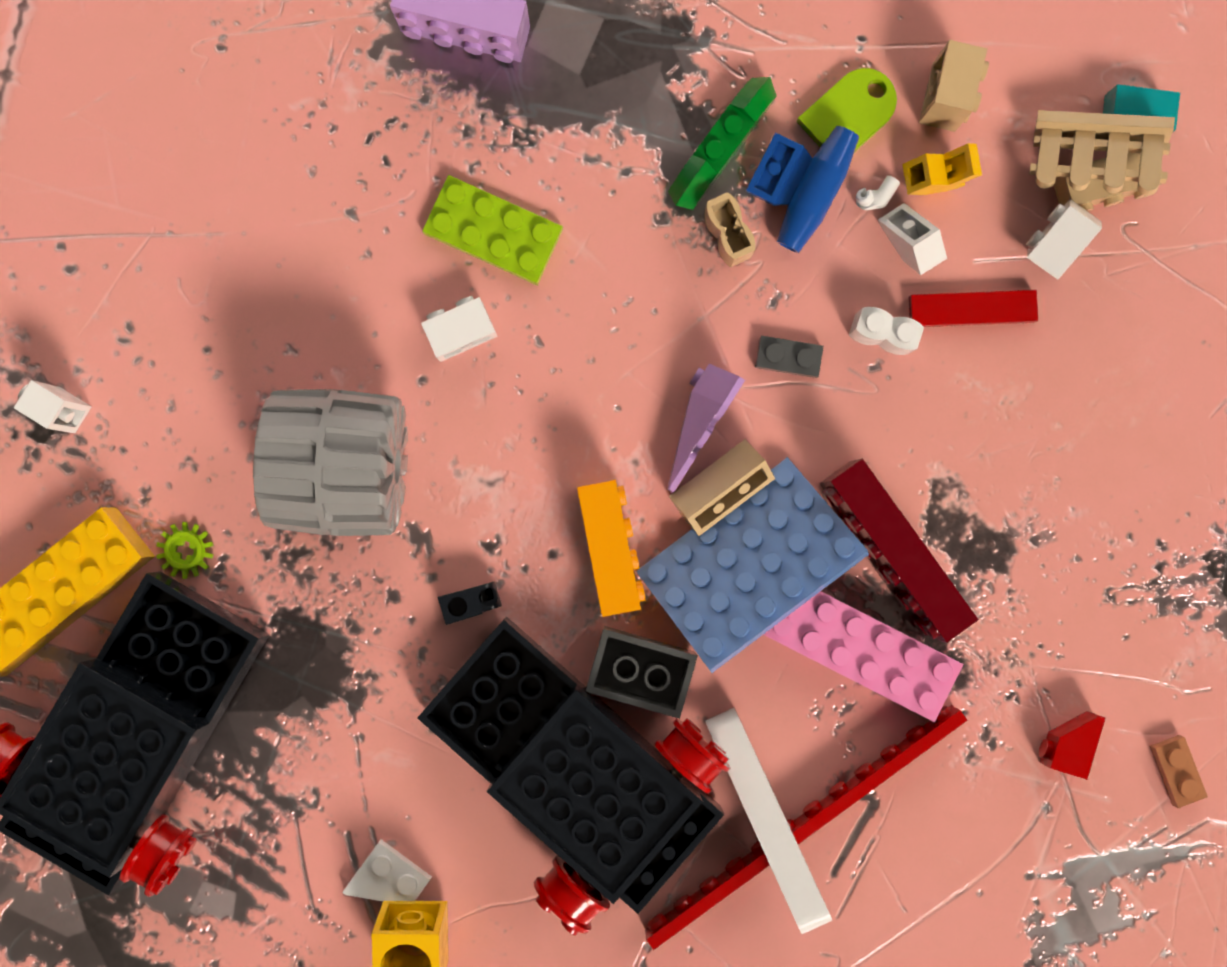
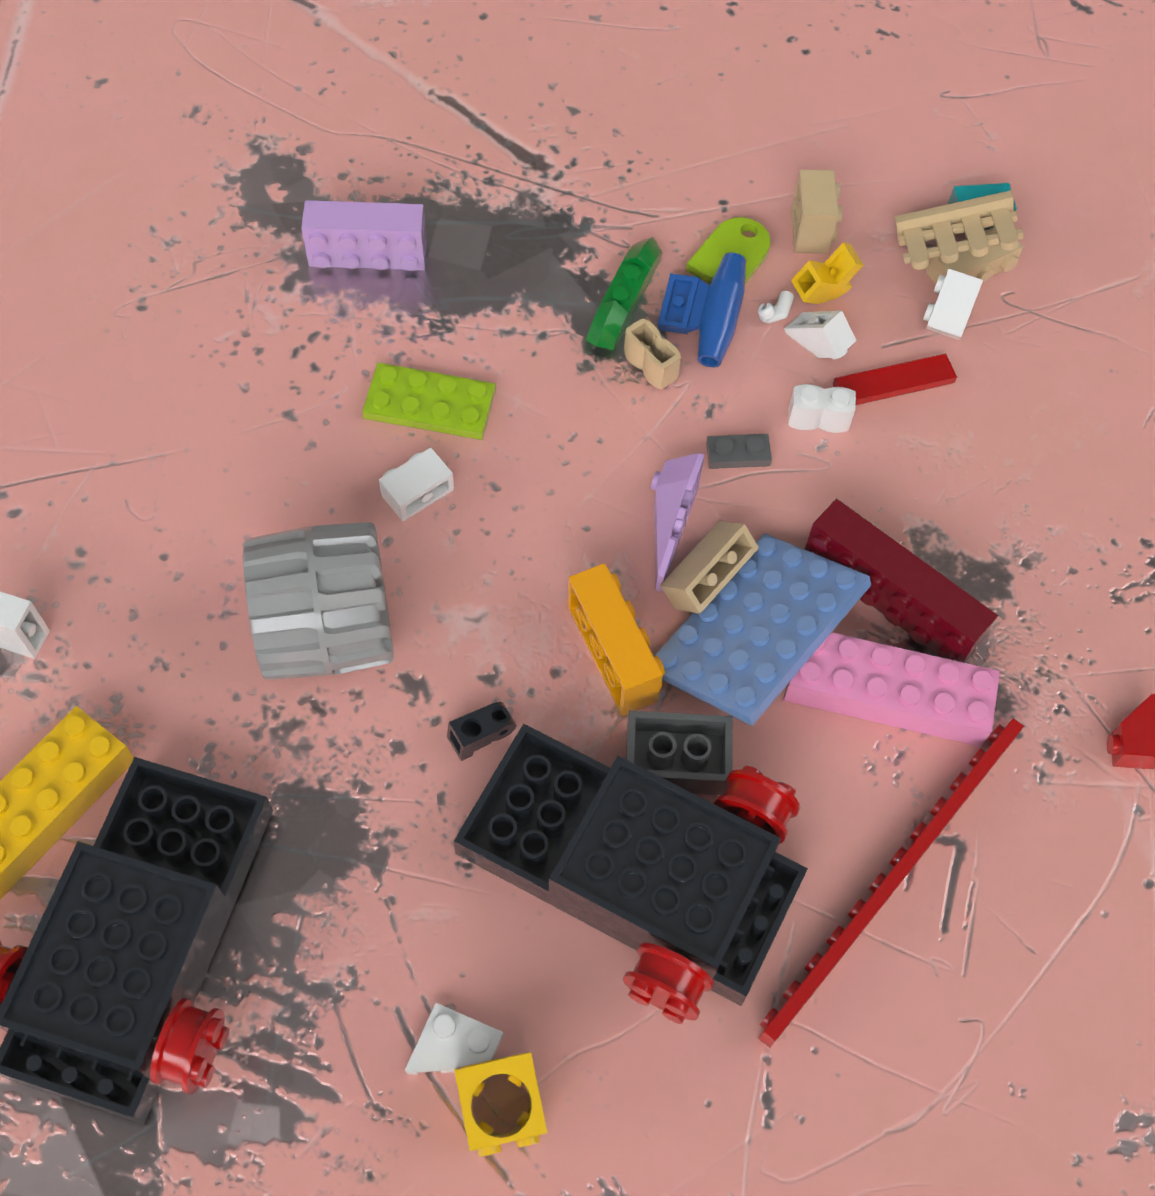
camera: 10 degrees left, 25 degrees down
(175, 559) = (159, 736): lime gear -> none
(769, 822) = (868, 877): white beam -> none

